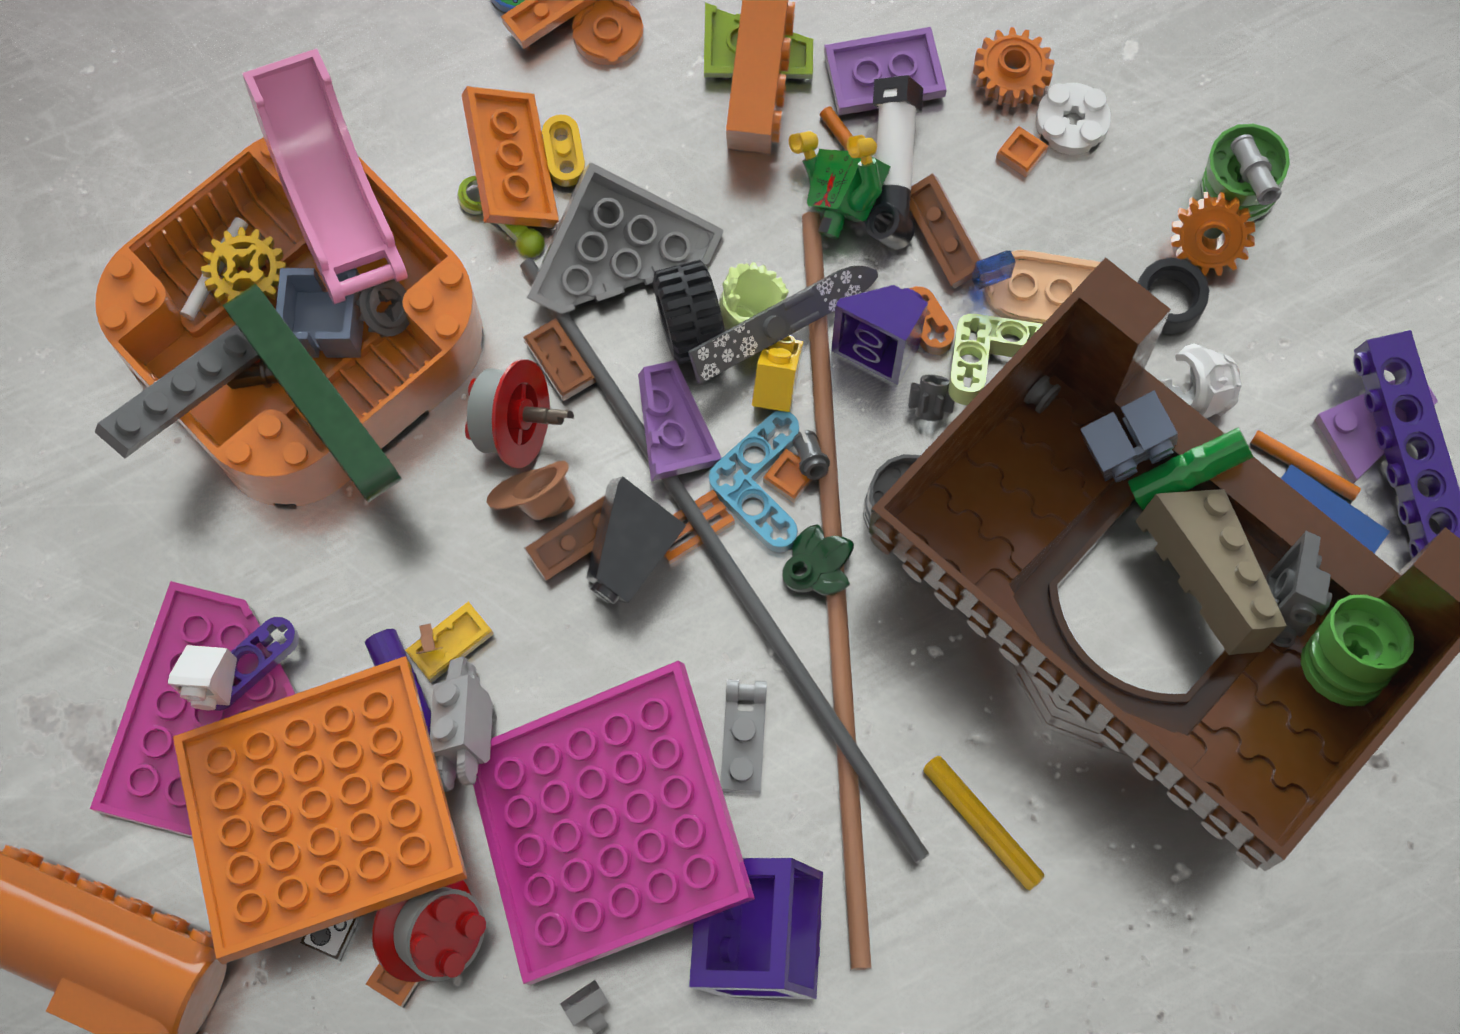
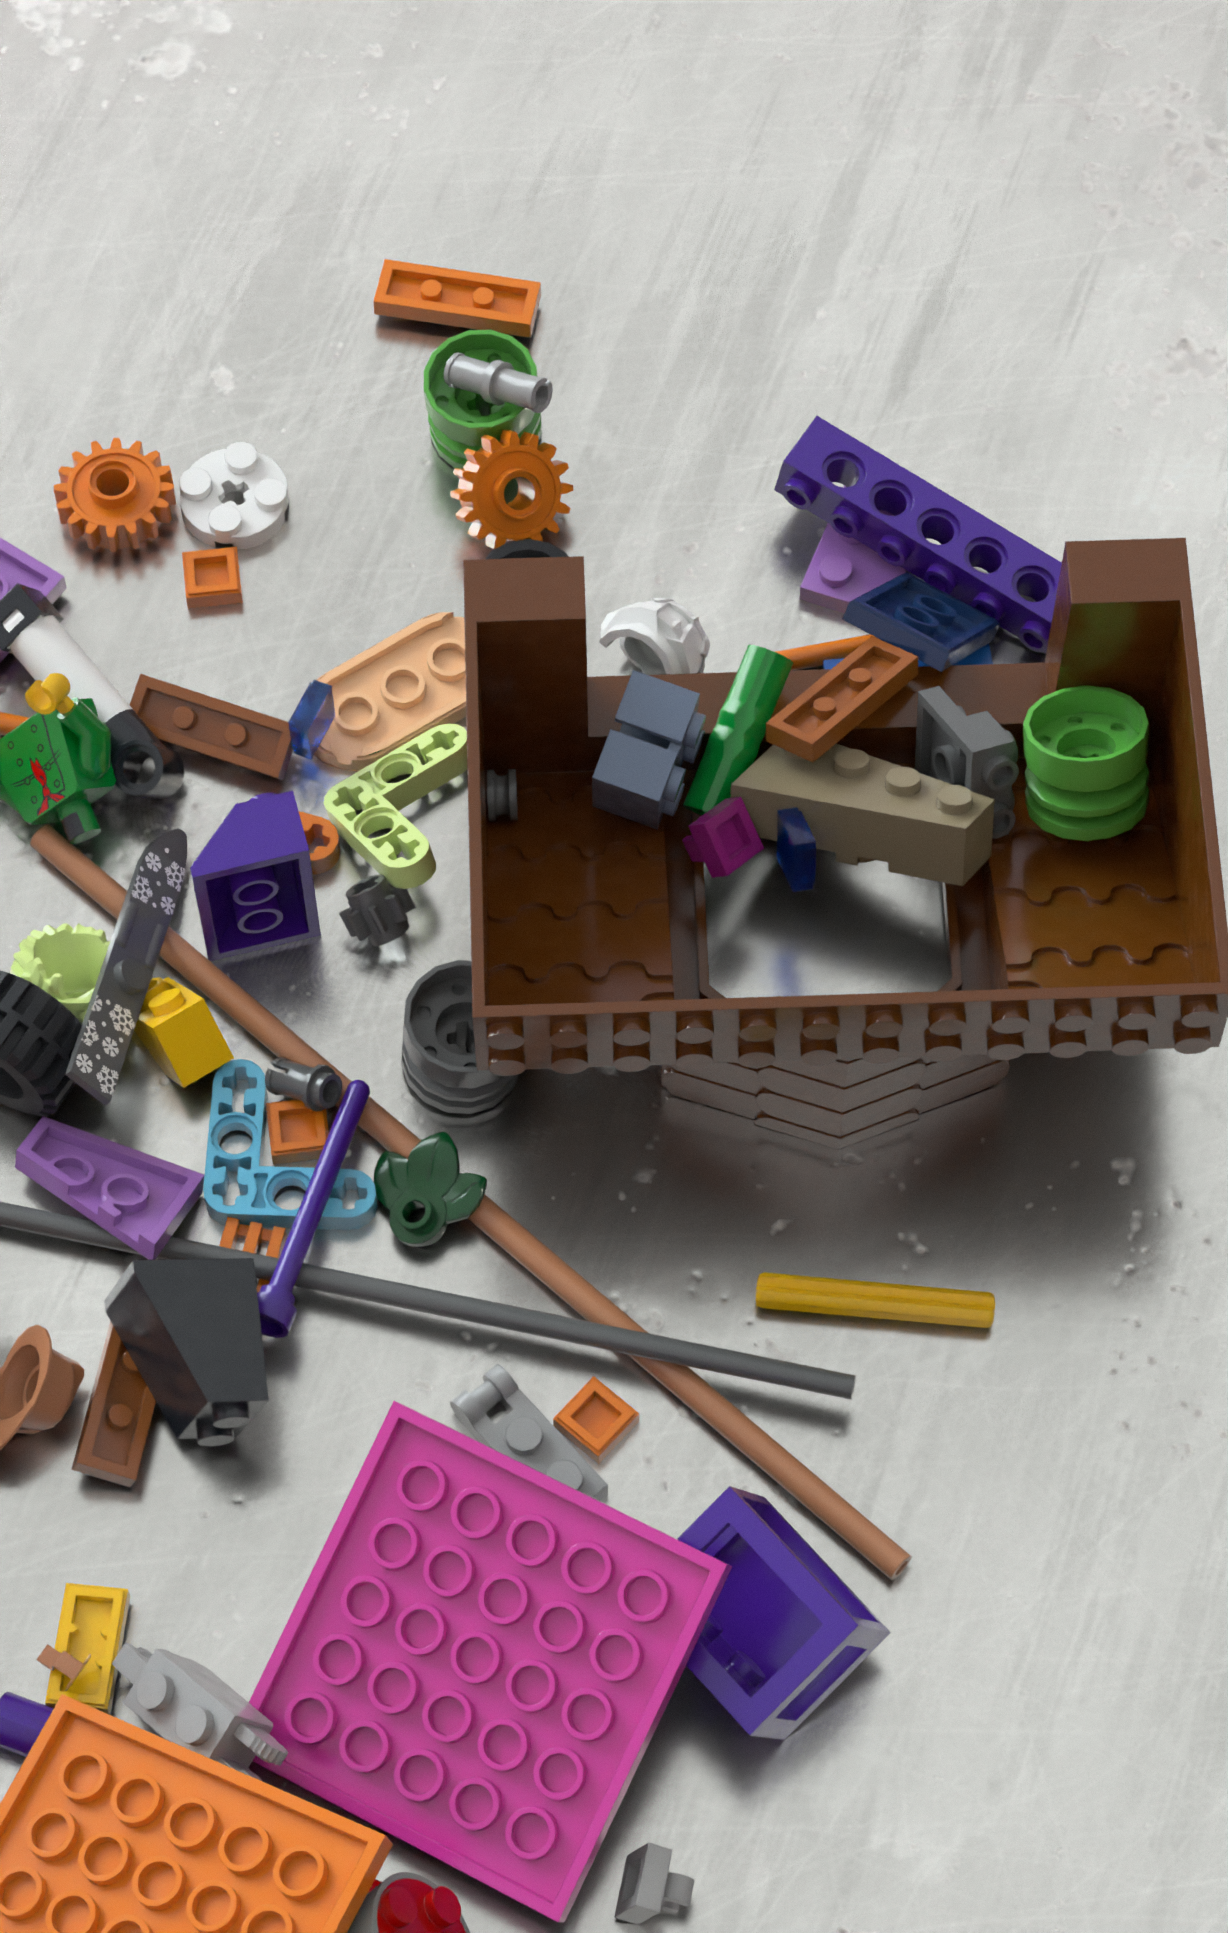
camera: 45 degrees left, 10 degrees down
(686, 554) = (276, 1298): none -> dark purple piece
(789, 753) = (596, 1420): none -> orange tile
(1128, 518) = (723, 838): none -> magenta tile
(1158, 558) = (796, 849): none -> clear blue tile
(1261, 499) = (842, 699): none -> dark orange plate
(1291, 104) = (457, 298): none -> orange plate
(1356, 491) = (922, 621): none -> dark blue tile

